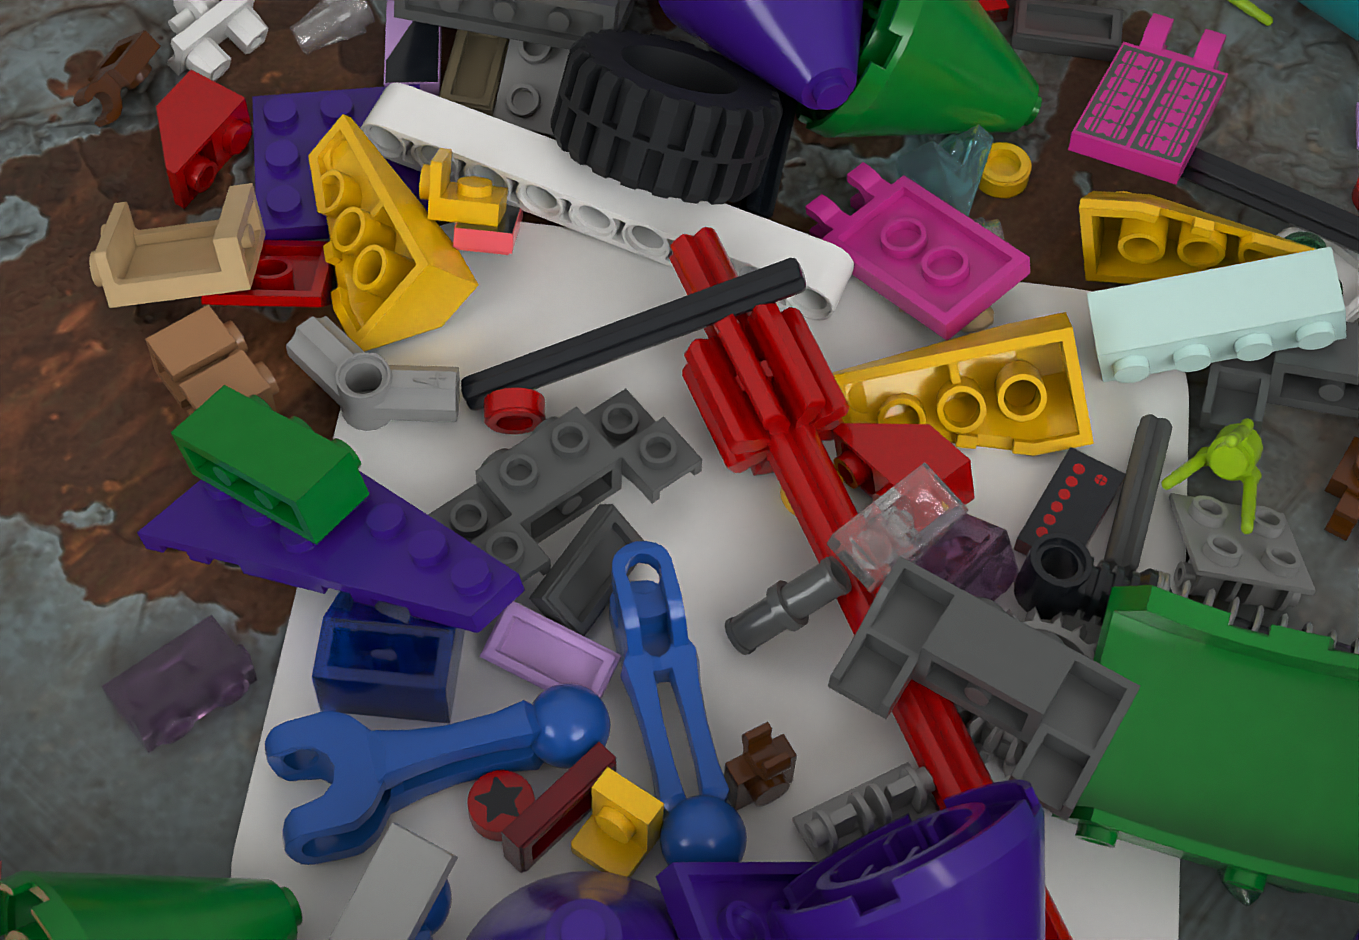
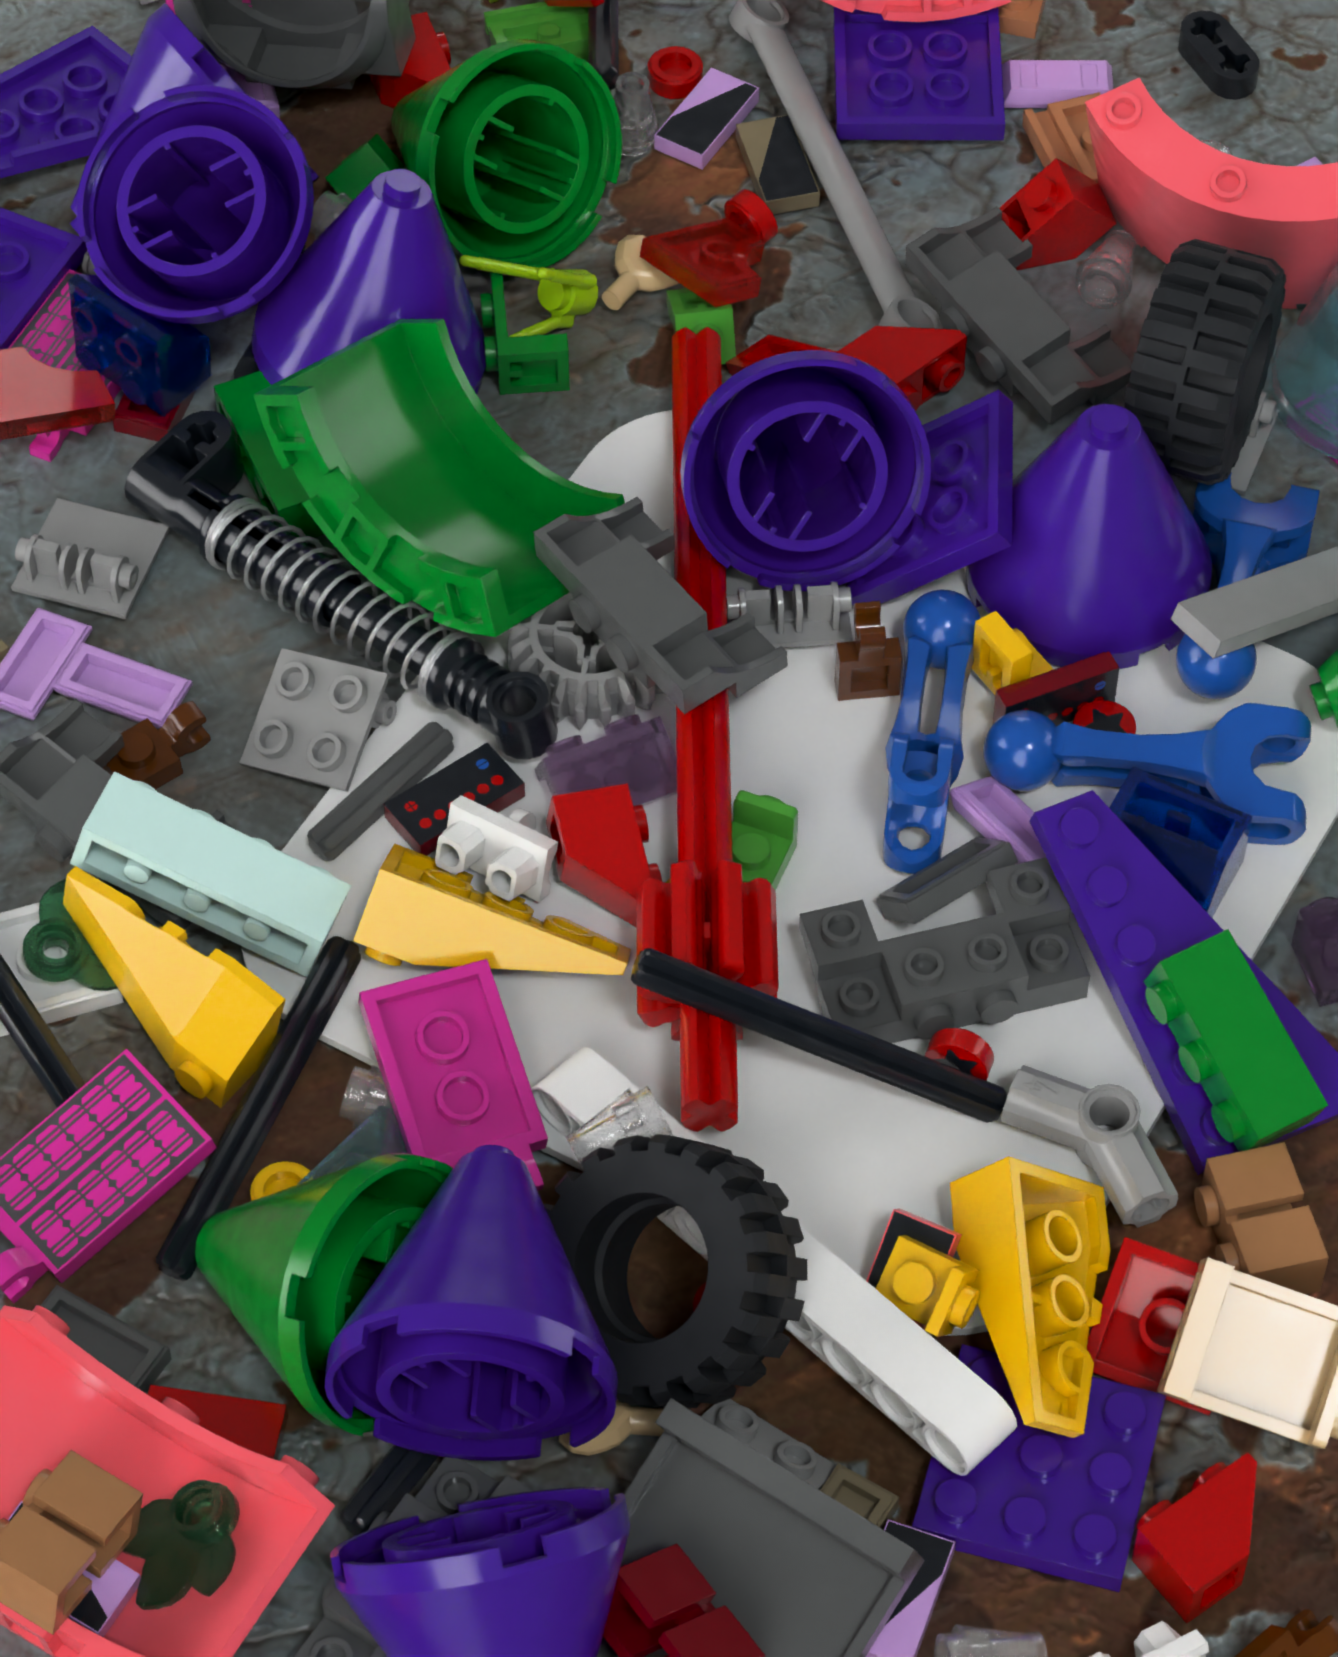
camera: 155 degrees left, 5 degrees down
(752, 208) = (624, 1117): none -> clear cone
(775, 550) = (763, 836): none -> bright green bracket
(788, 605) = (781, 766): dark grey pin -> none
(897, 524) = (650, 749): clear slope -> none
(1027, 457) = (498, 847): none -> white hips
(1061, 211) = (260, 1104): none -> black axle
(1232, 458) = (262, 798): lime plant -> none

